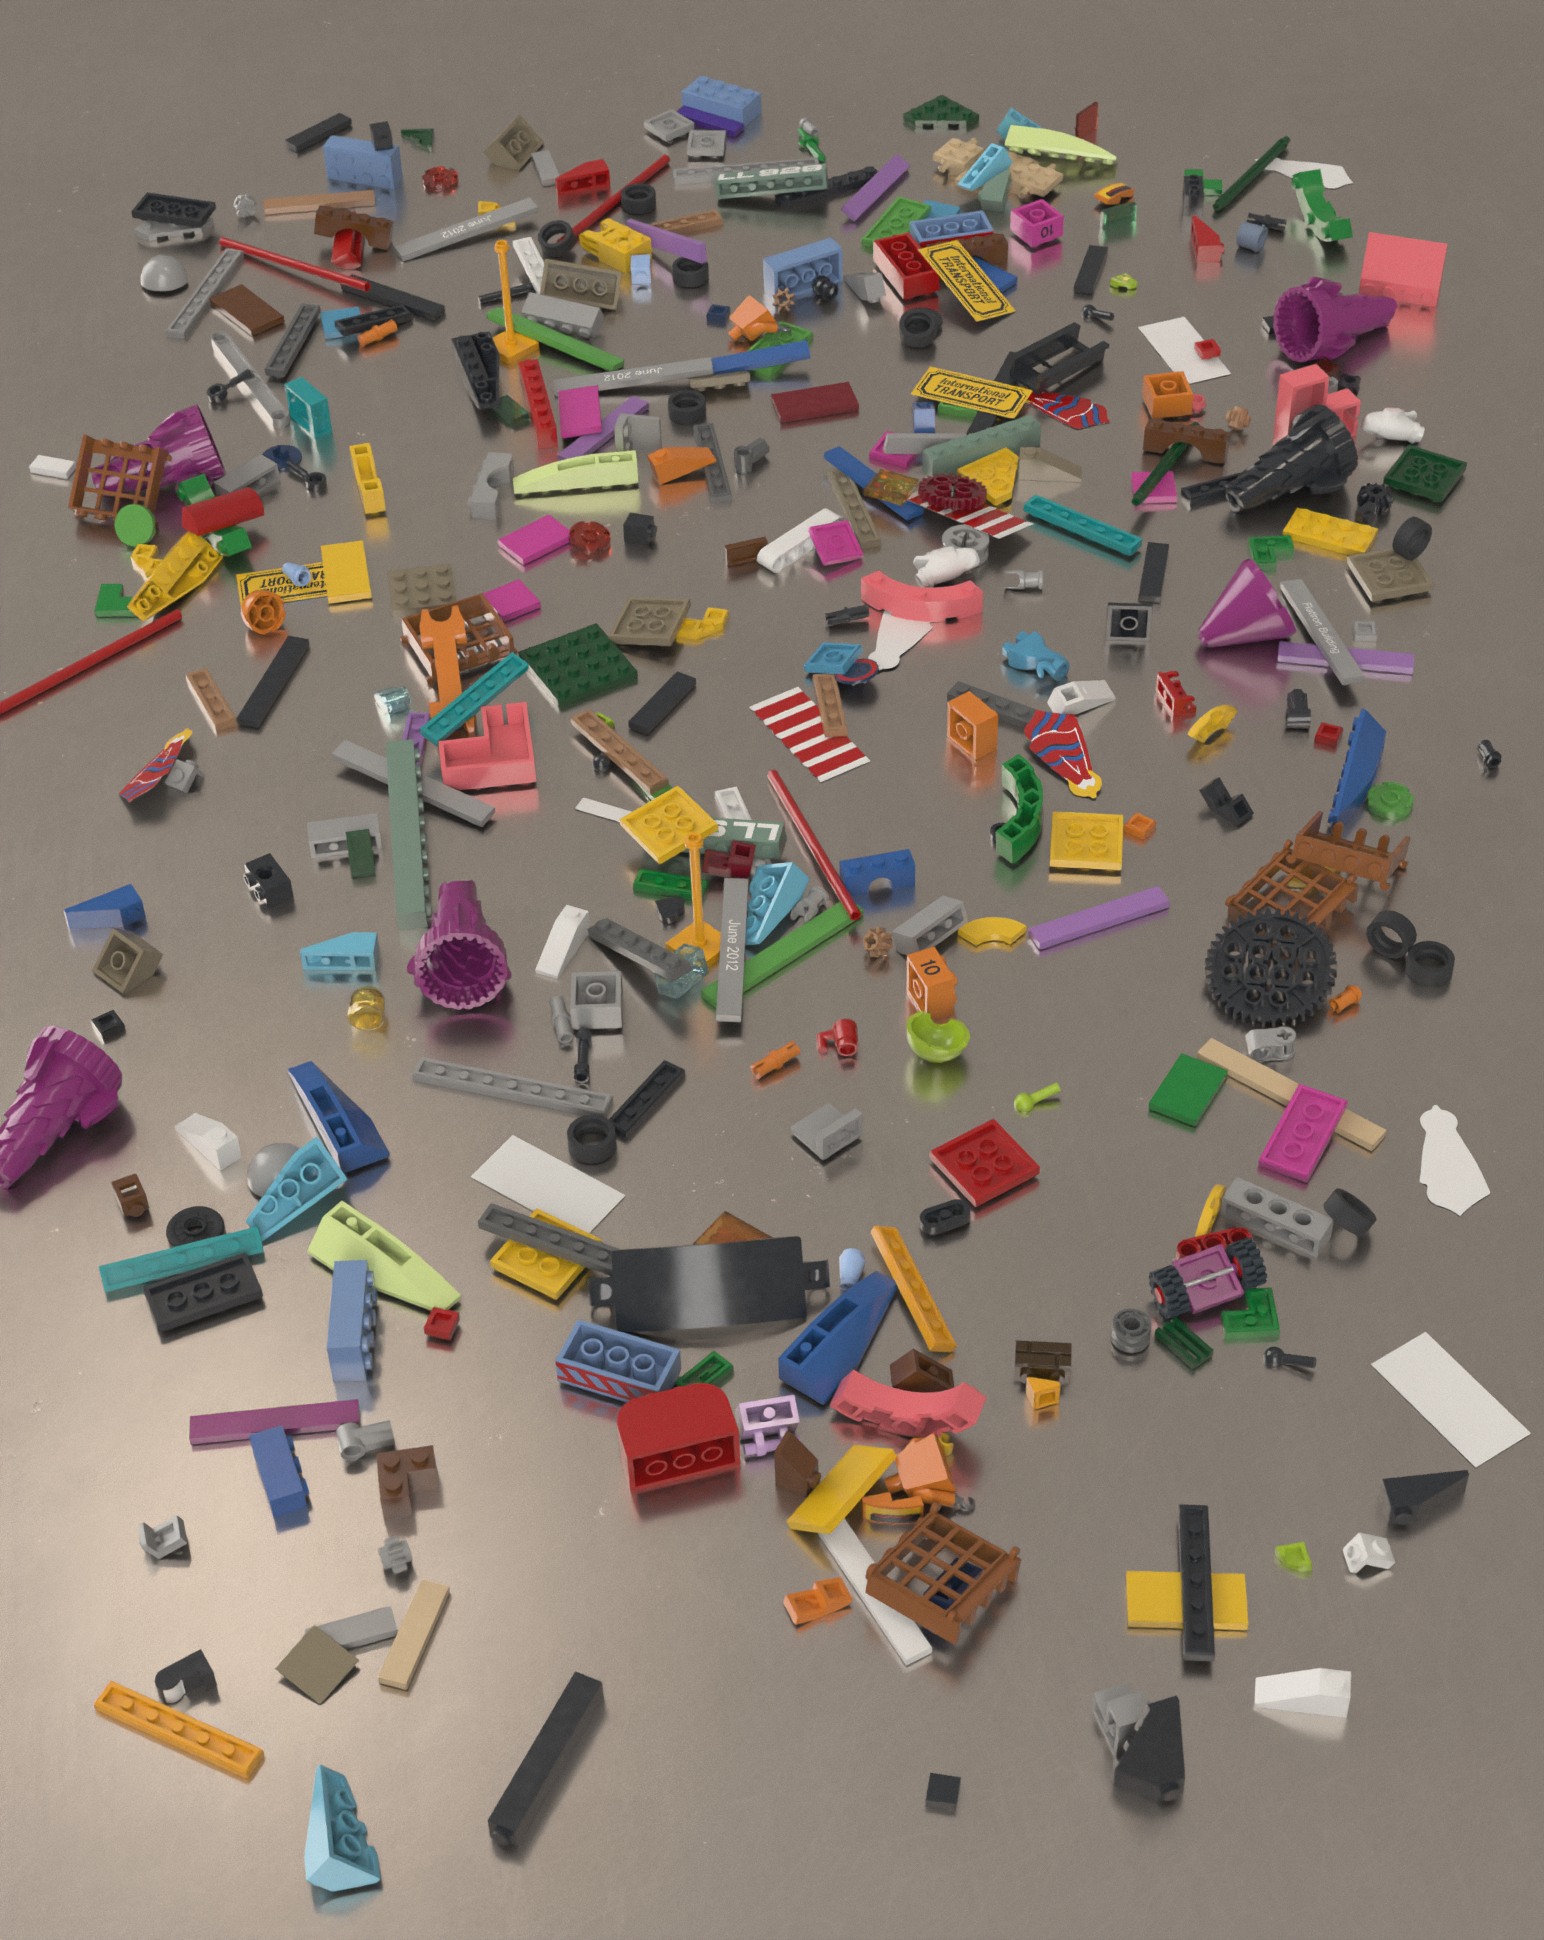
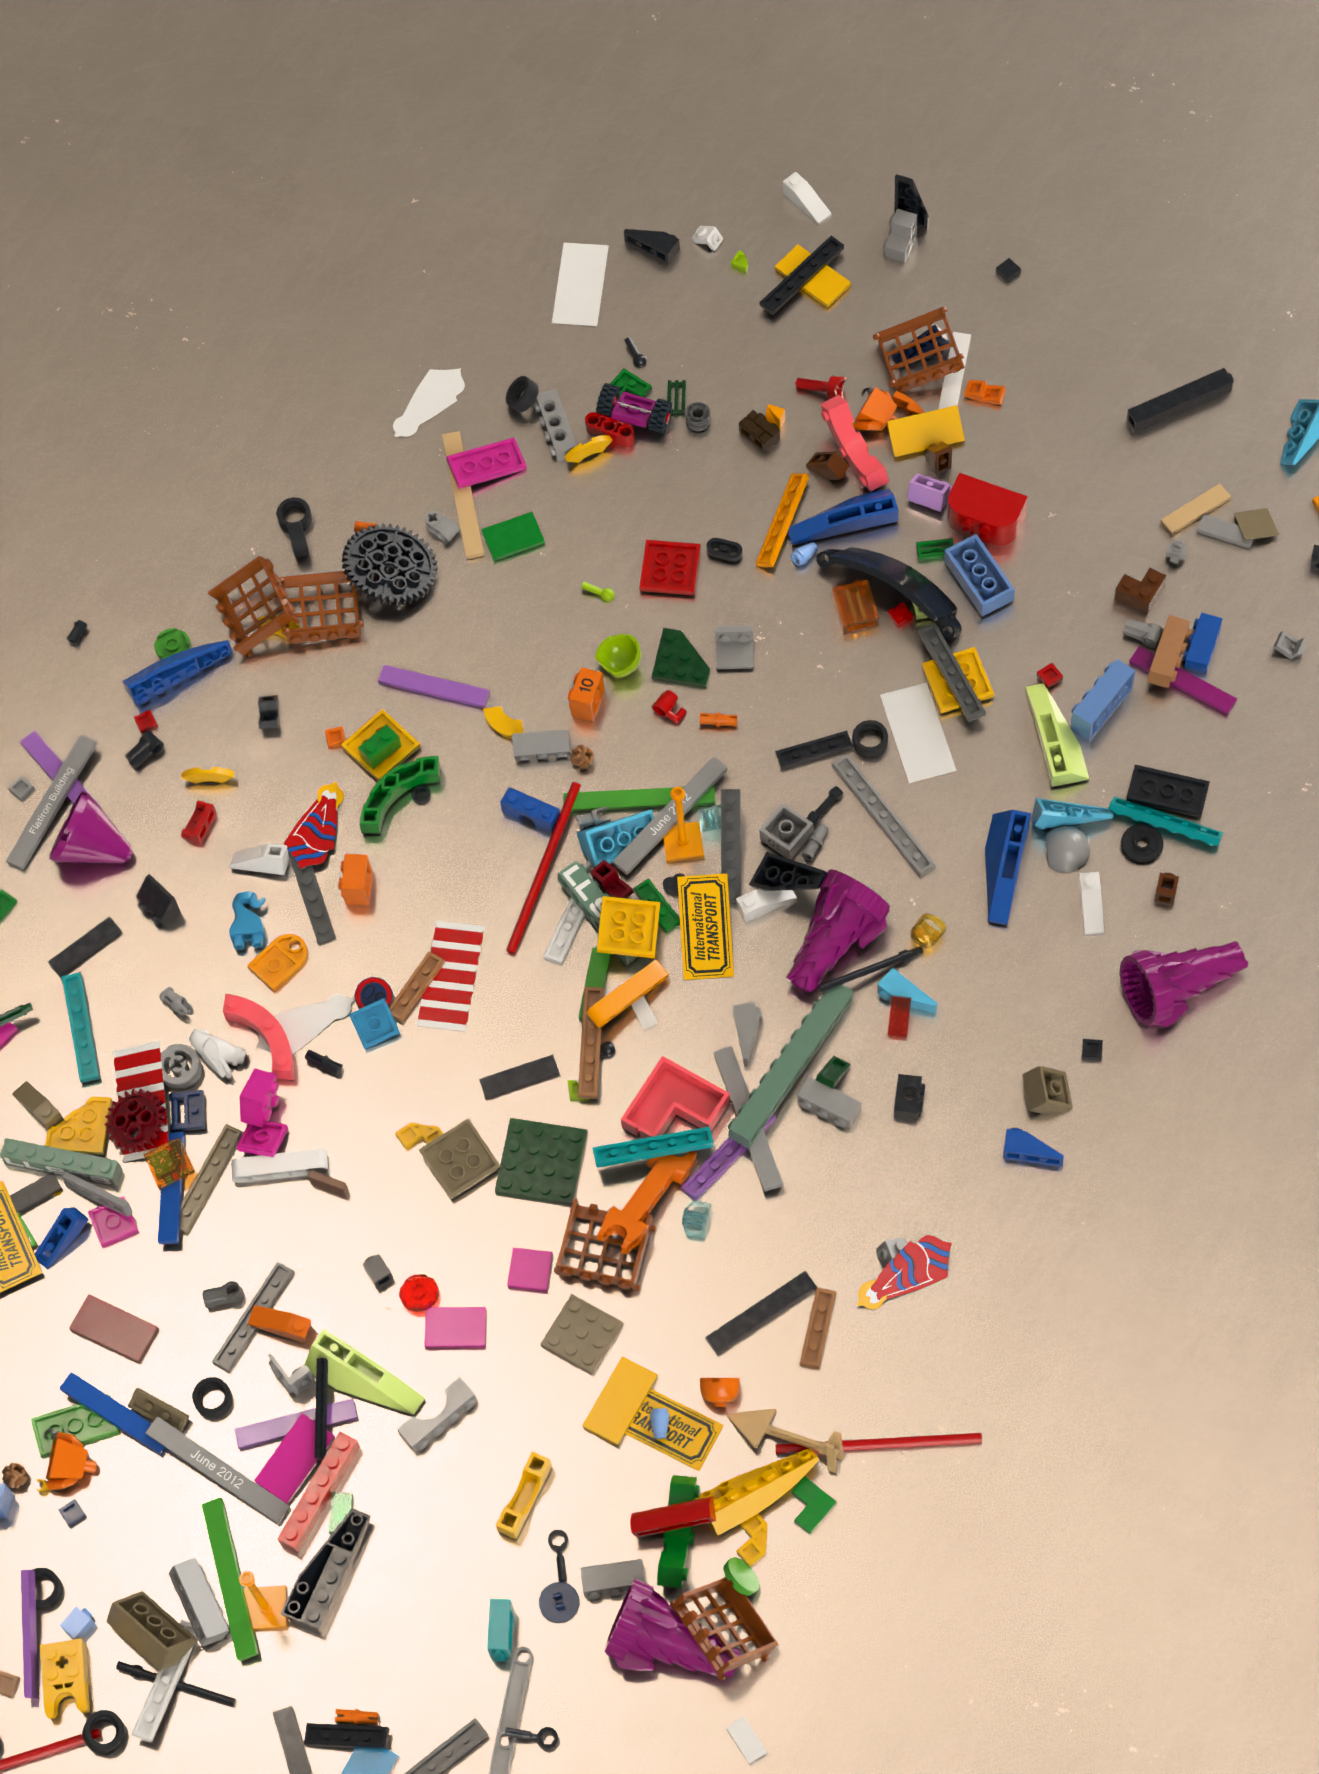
camera: 135 degrees left, 20 degrees up
(209, 615) = (756, 1424): none -> tan piece
(312, 1425) = (1168, 651): none -> medium nougat brick
(332, 928) = (899, 1015): none -> clear red tile
(376, 979) = (903, 956): none -> black bar
(484, 844) = (747, 1024): none -> light grey slope
(554, 952) = (781, 873): none -> black wedge
(586, 430) = (321, 1408): none -> black axle
(602, 888) = (705, 926): none -> yellow sticker
(619, 792) = (627, 993): none -> light orange beam
(865, 548) = (258, 1098): none -> dark pink brick
(876, 1088) = (679, 661): none -> dark green plate
(920, 529) = (193, 1110): none -> dark blue plate
(974, 653) = (278, 961): none -> light orange tile
(1010, 1464) = (832, 387): none -> red piece
(1078, 821) = (379, 746): none -> green brick

